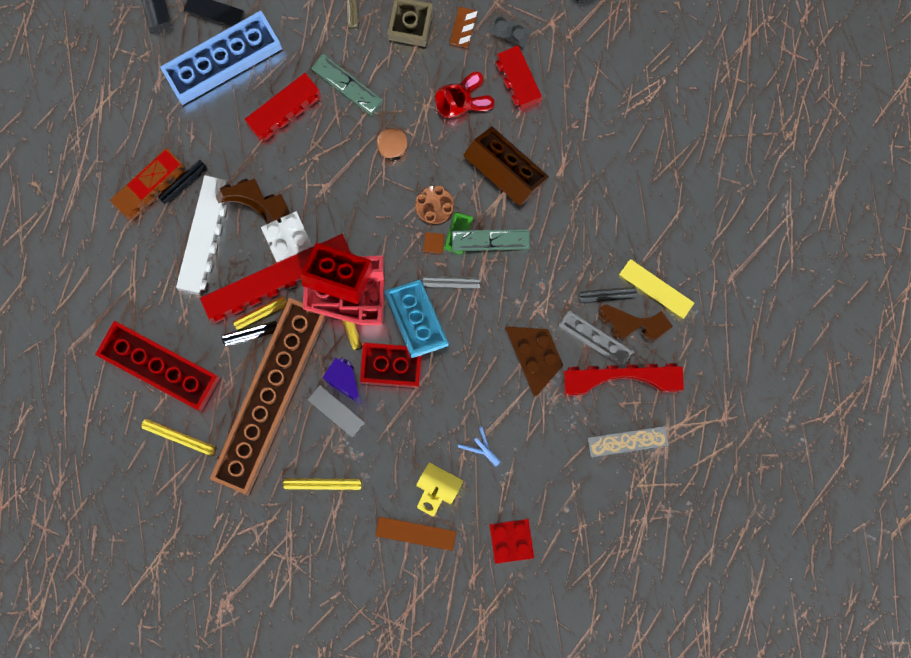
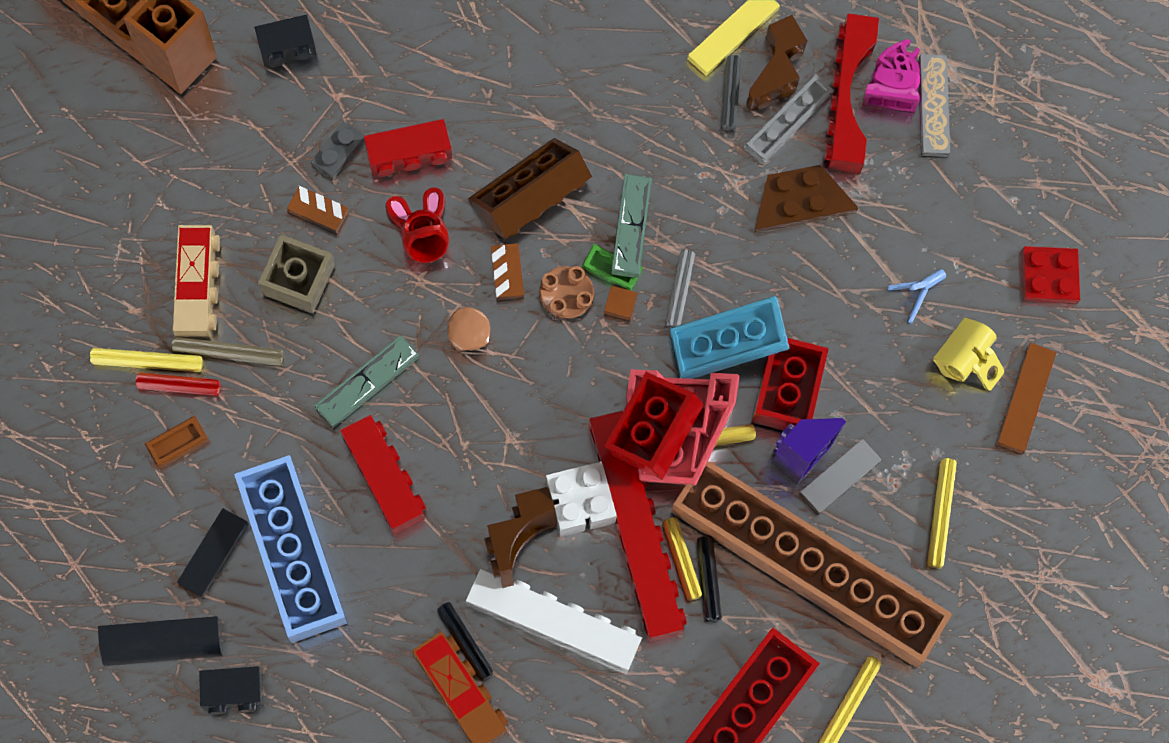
camera: 90 degrees left, 10 degrees down
(126, 41) = (231, 689): none -> black brick
(442, 162) = (507, 272): none -> dark orange tile
(638, 408) = (893, 81): none -> dark pink piece

